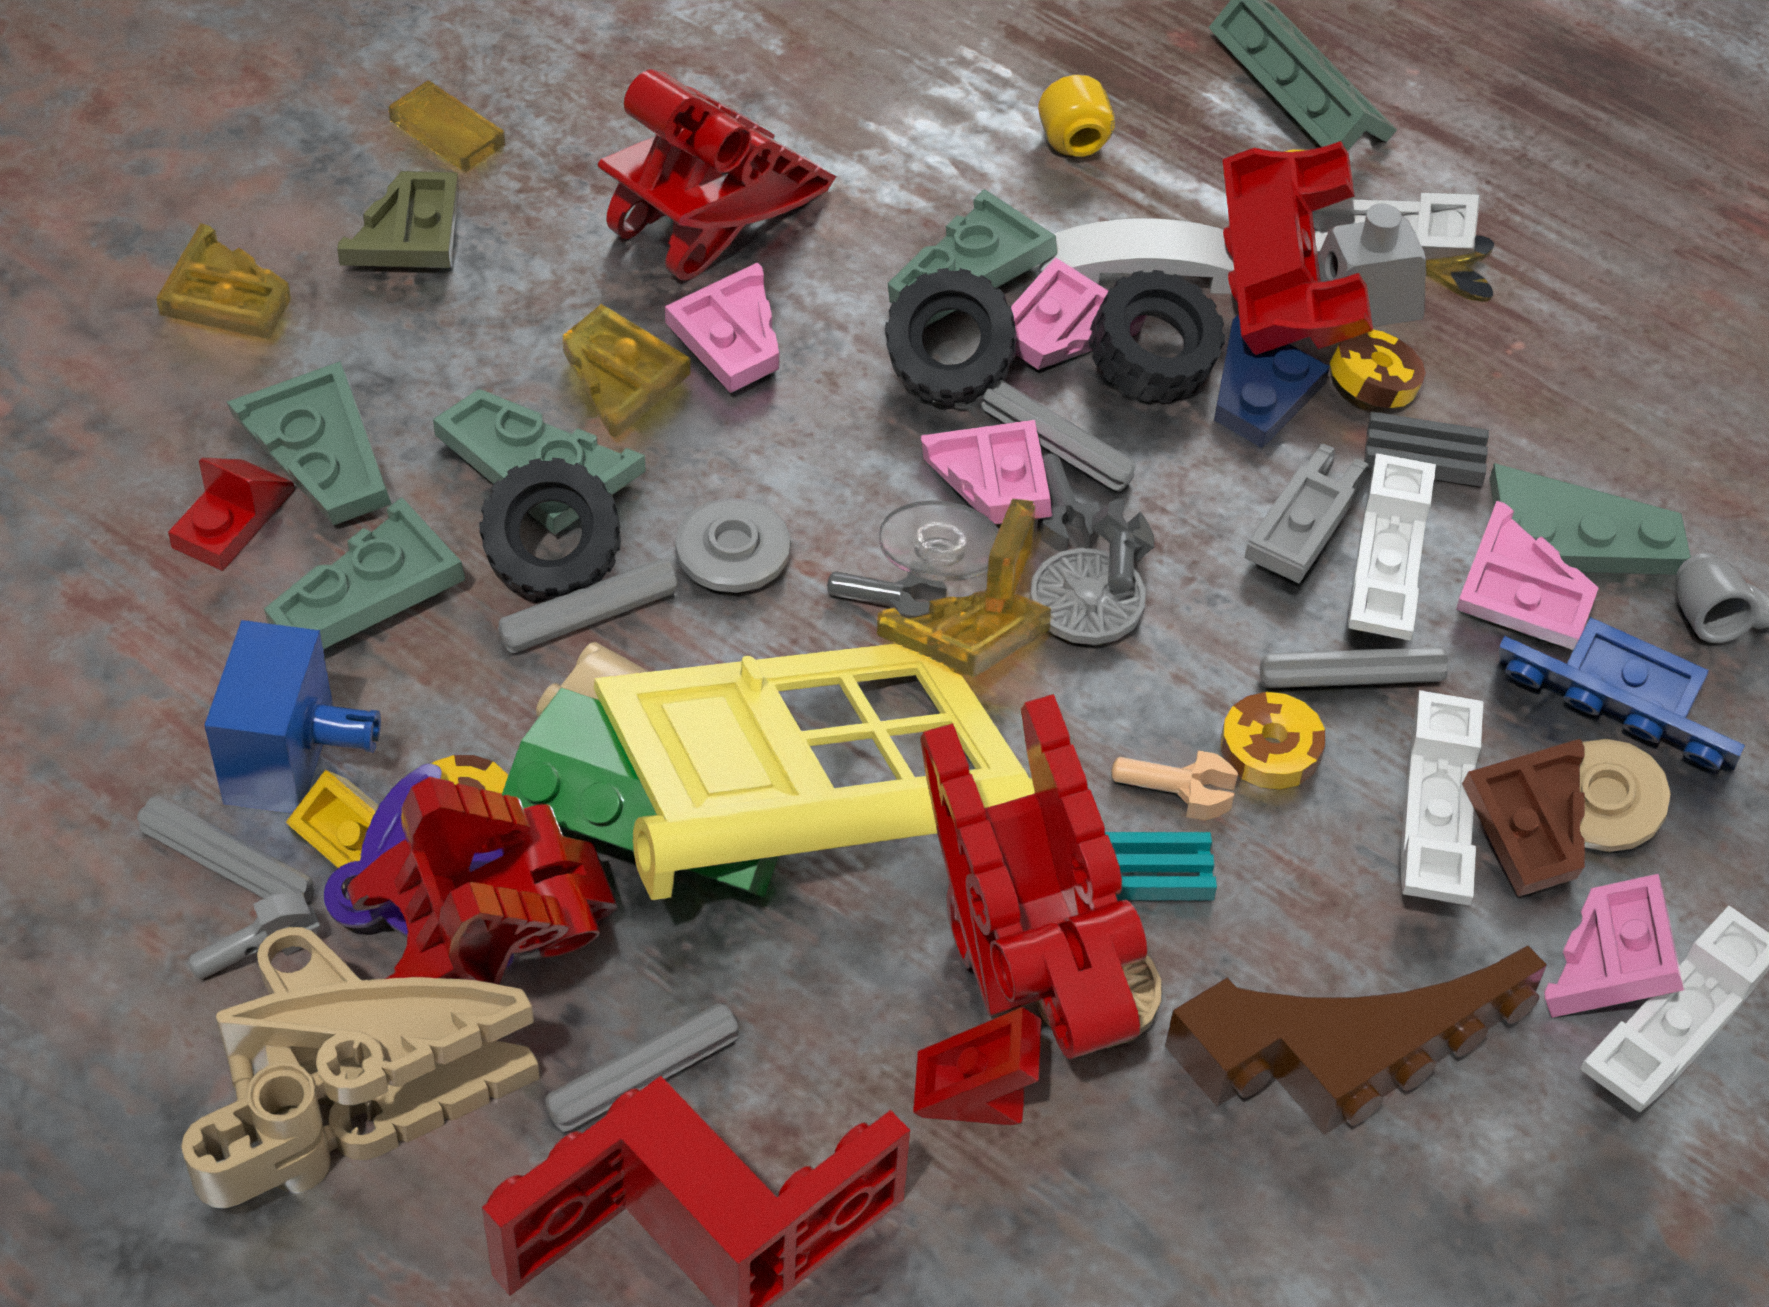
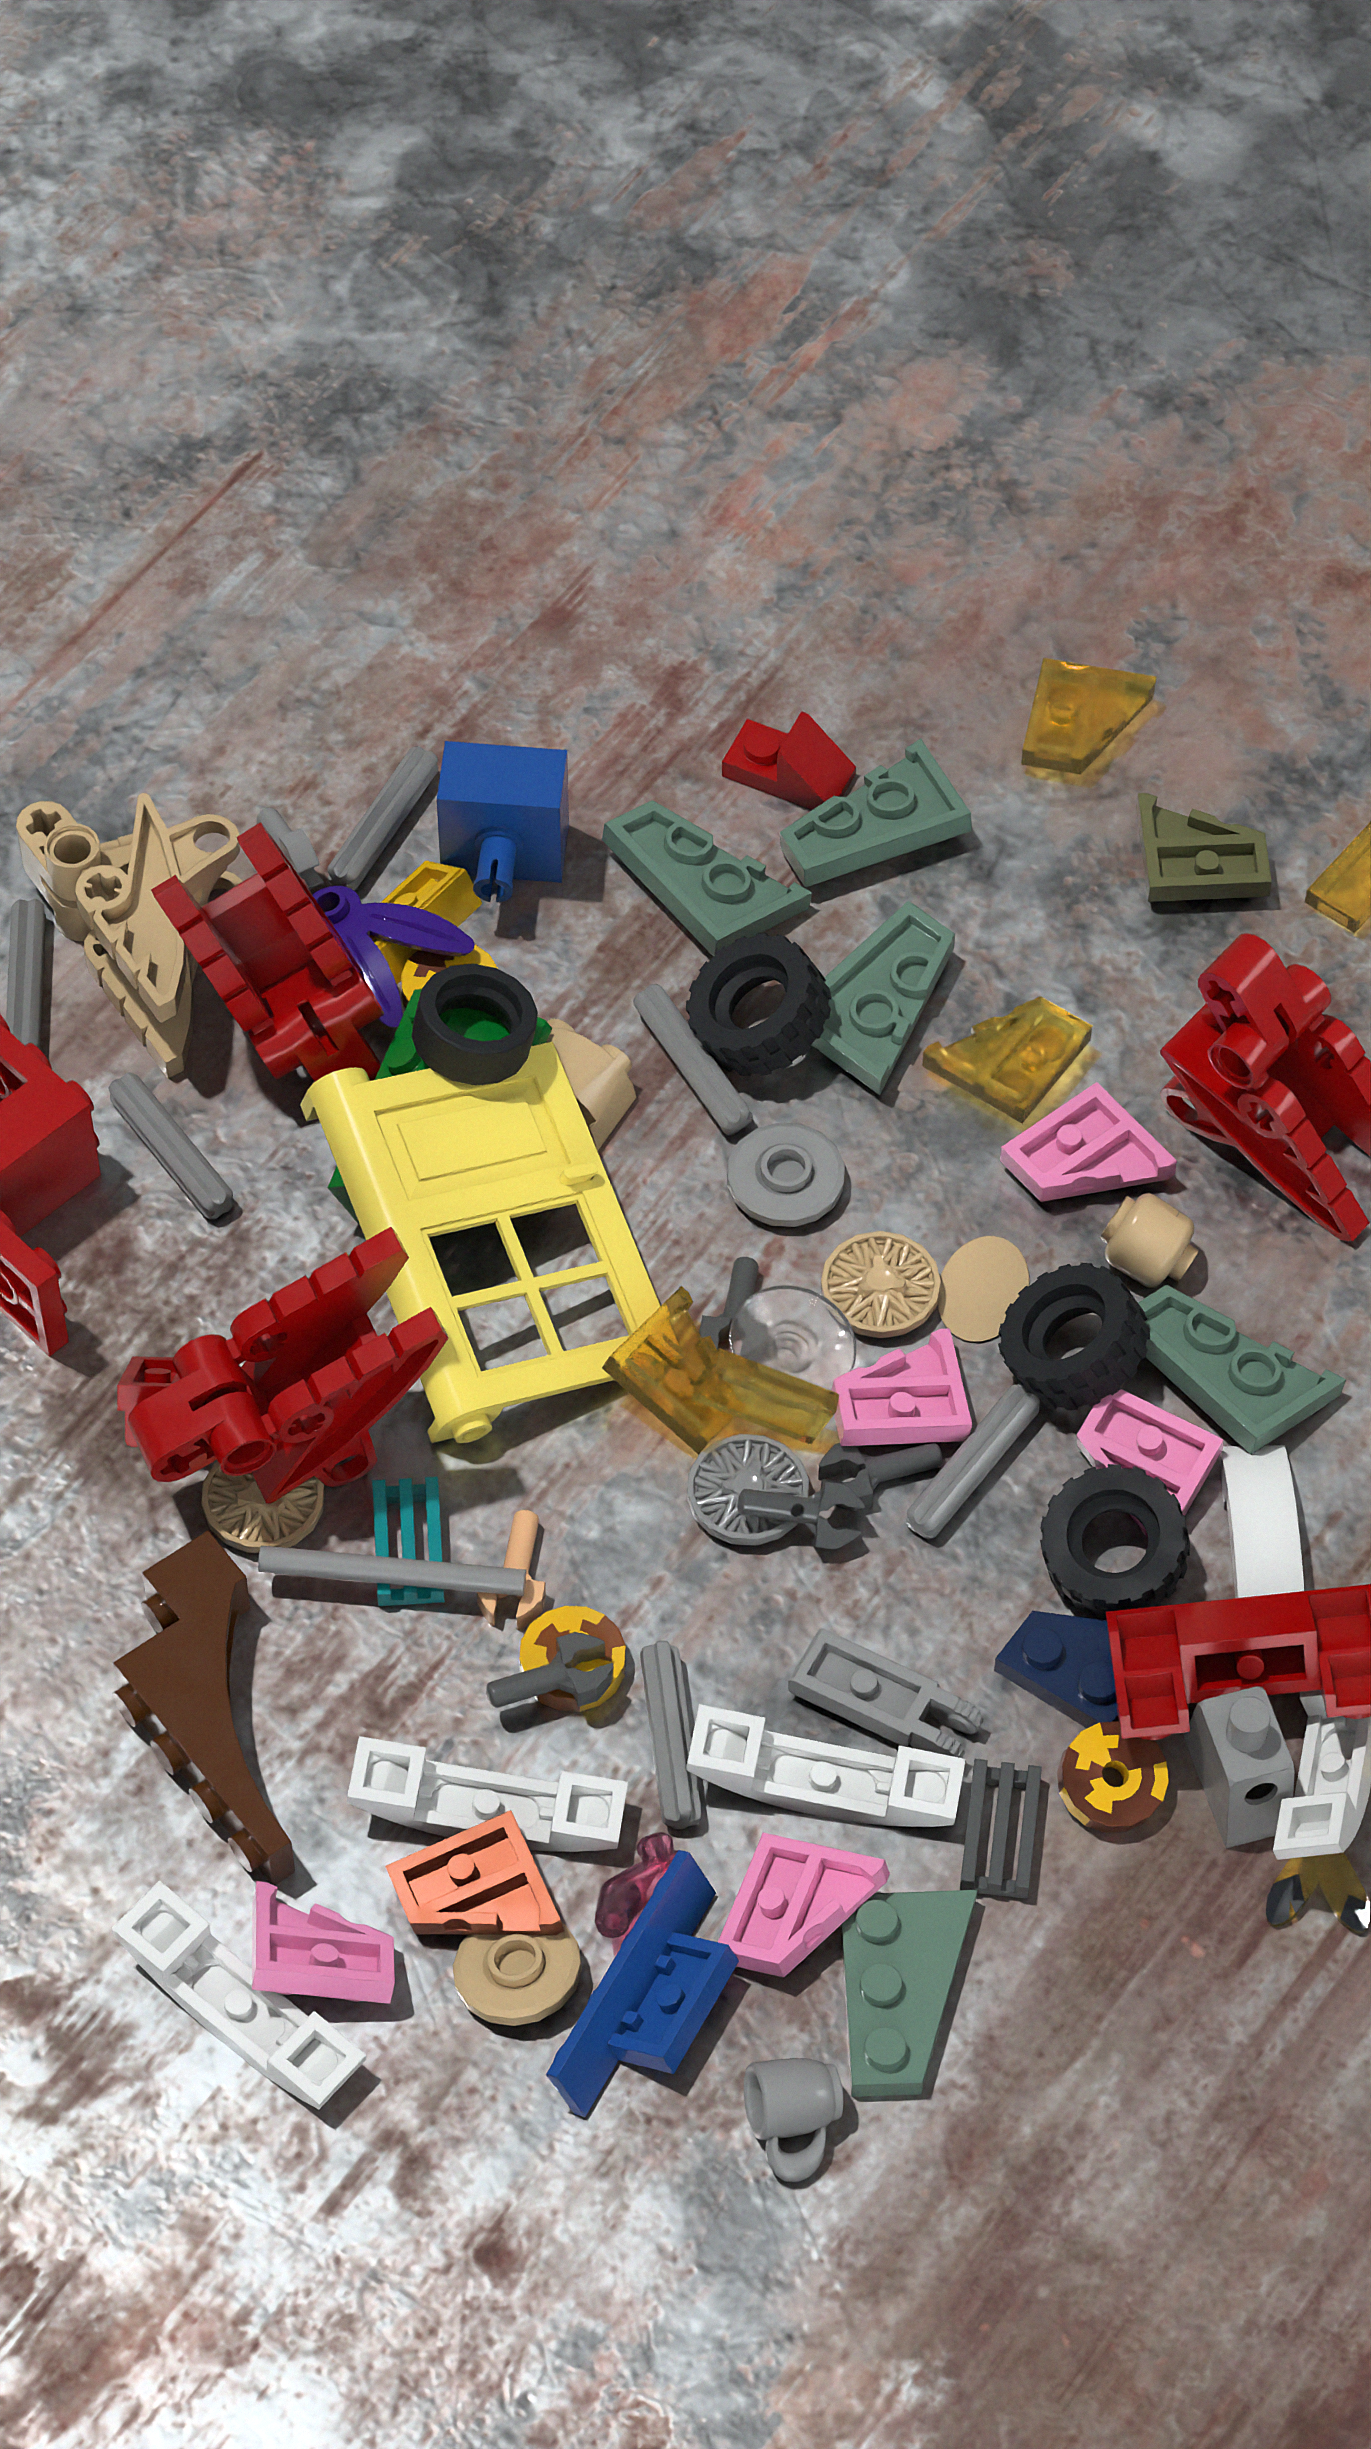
camera: 90 degrees right, 5 degrees up
(382, 1213) = (26, 970): none -> light grey axle
(603, 747) = (465, 1058): none -> black tyre
(839, 290) = (1149, 1240): none -> tan head
(862, 483) = (882, 1283): none -> tan wheel
(864, 422) = (980, 1286): none -> tan sticker
(1197, 870) = (392, 1570): none -> light grey bar
(1309, 737) = (559, 1674): none -> dark grey bar
(1517, 702) = (630, 1890): none -> clear pink arm

